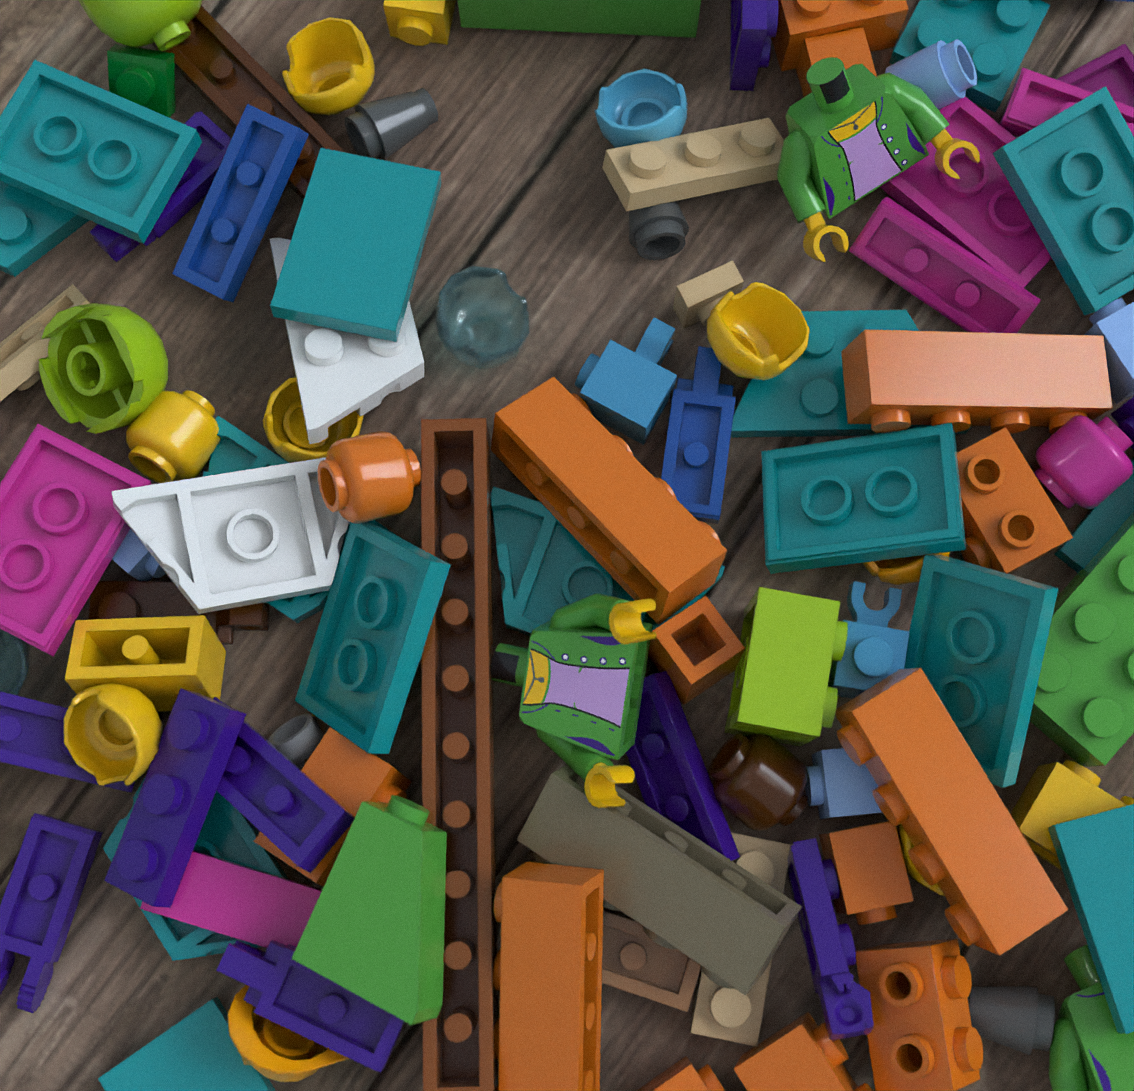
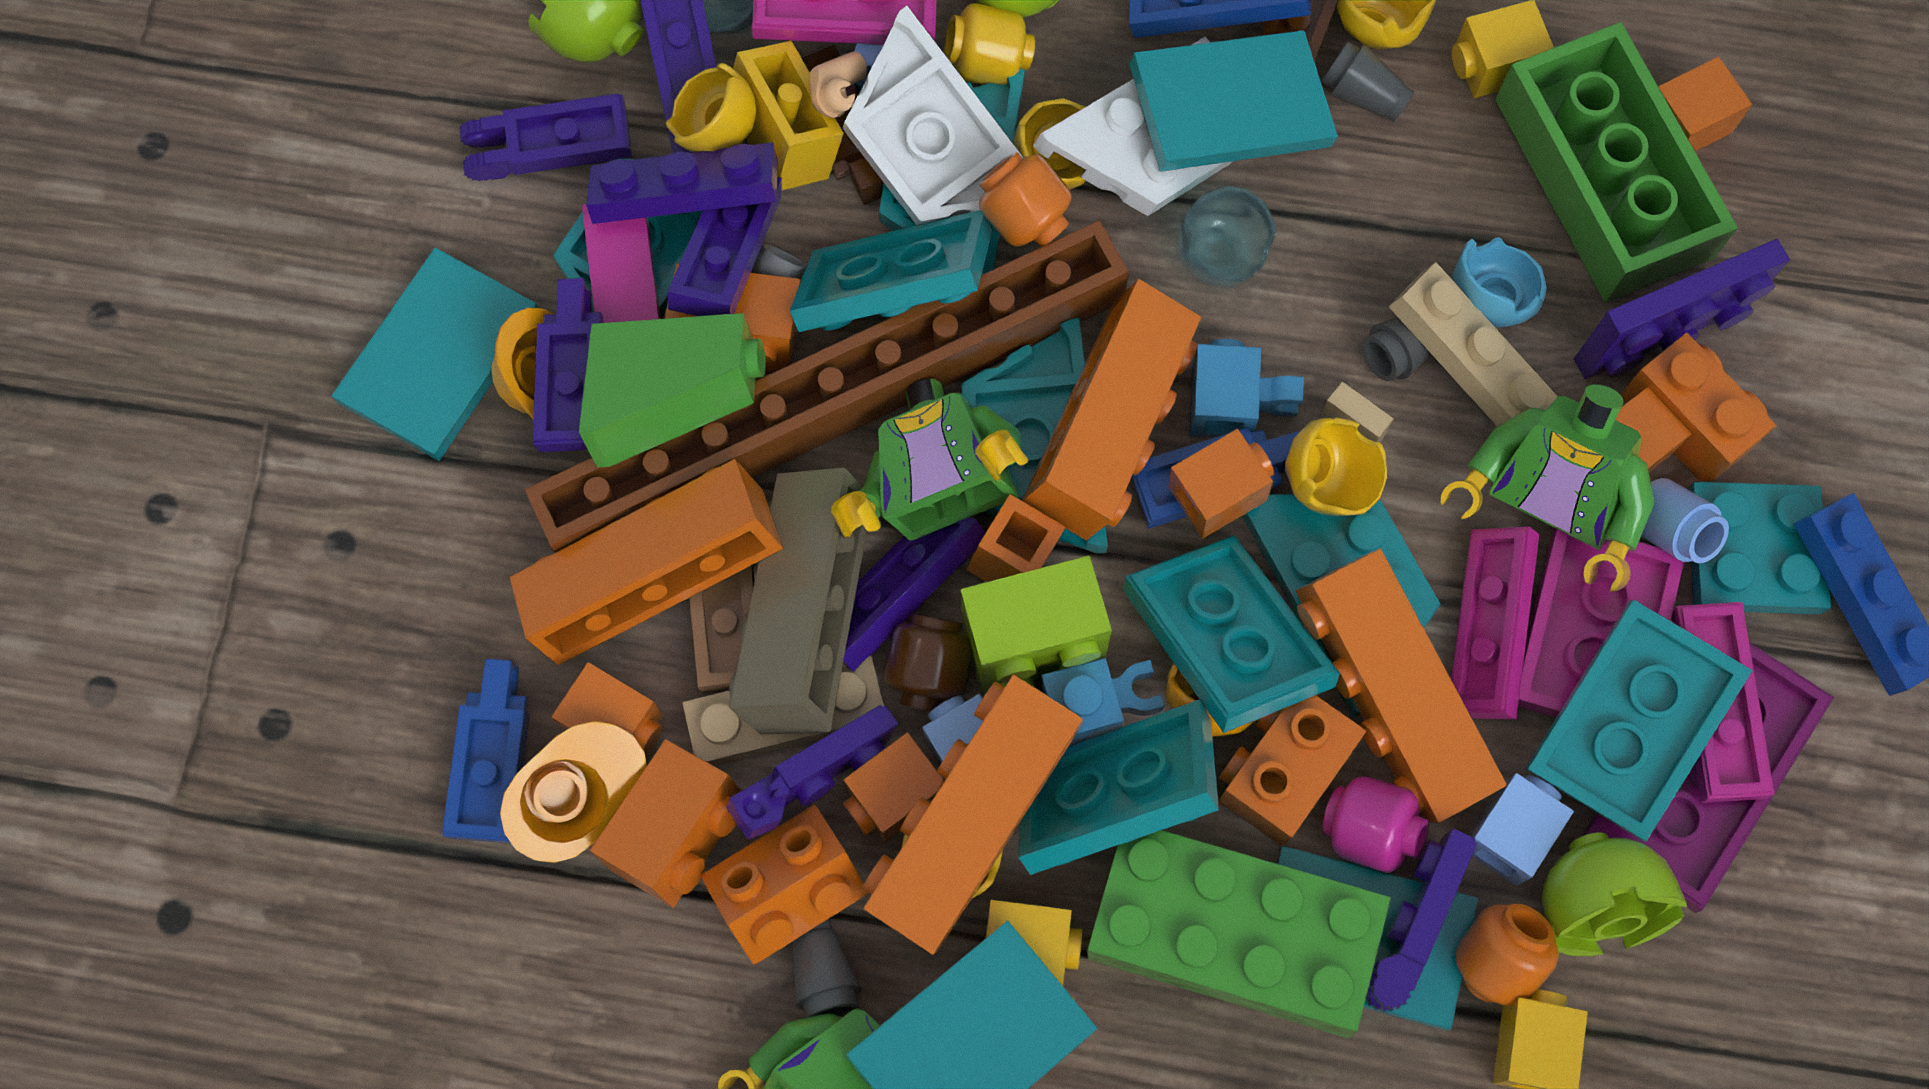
camera: 65 degrees right, 5 degrees down
(148, 604) = (830, 81): none -> light nougat arm
(726, 436) = (1221, 482): none -> orange brick

